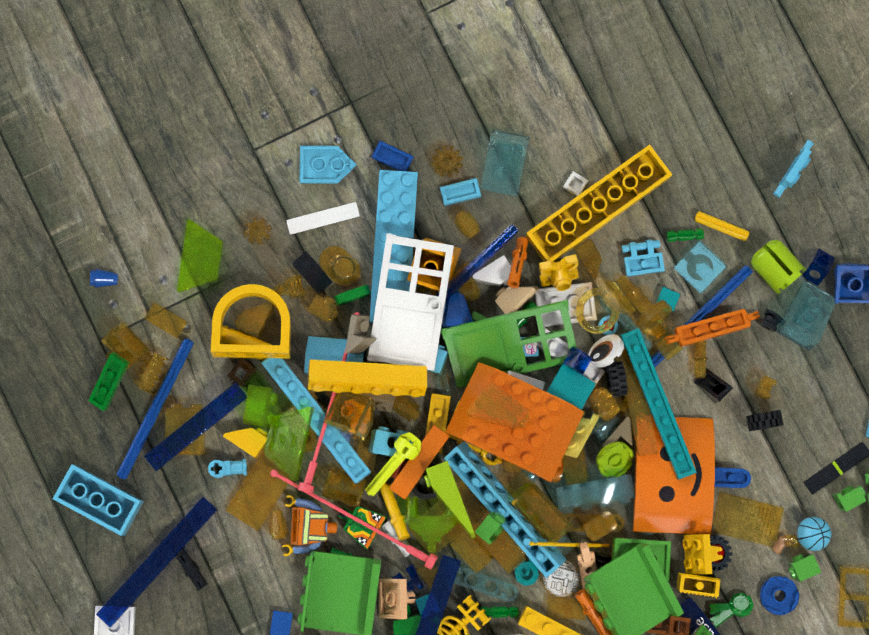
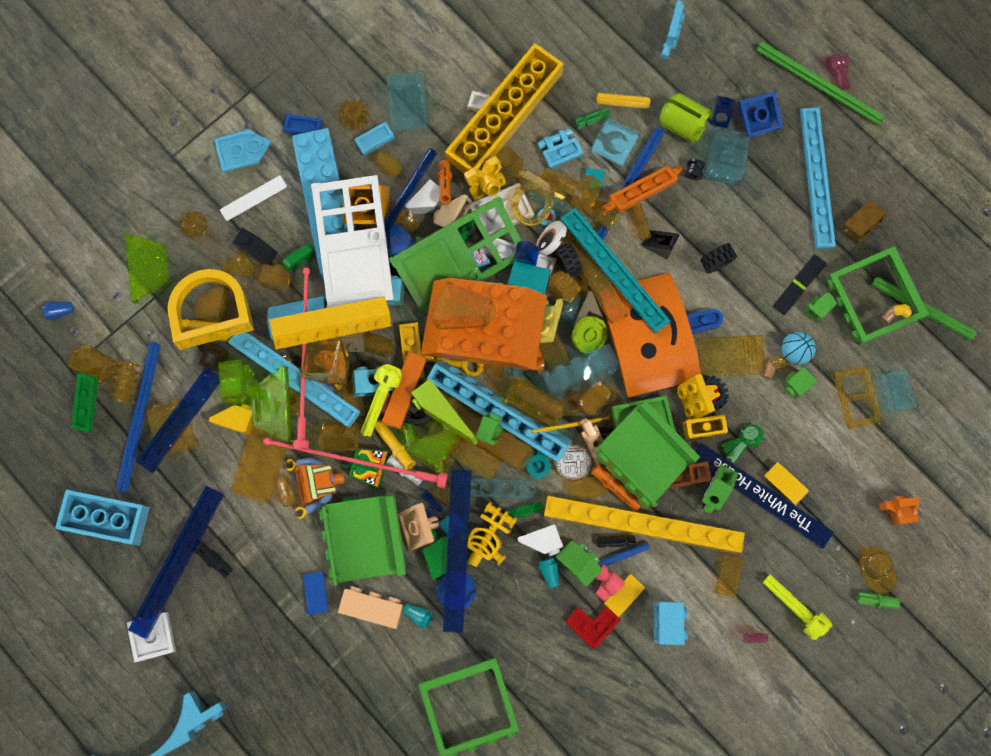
camera: 10 degrees left, 5 degrees down
(166, 320) = (128, 332): clear yellow tile -> none
(228, 468) = (222, 451): medium azure connector -> none
(340, 266) = (281, 236): clear yellow piece -> none
(357, 334) = (312, 291): dark tan slope -> none
(764, 387) = (708, 230): clear yellow piece -> none
(768, 590) = (773, 420): blue tile -> none

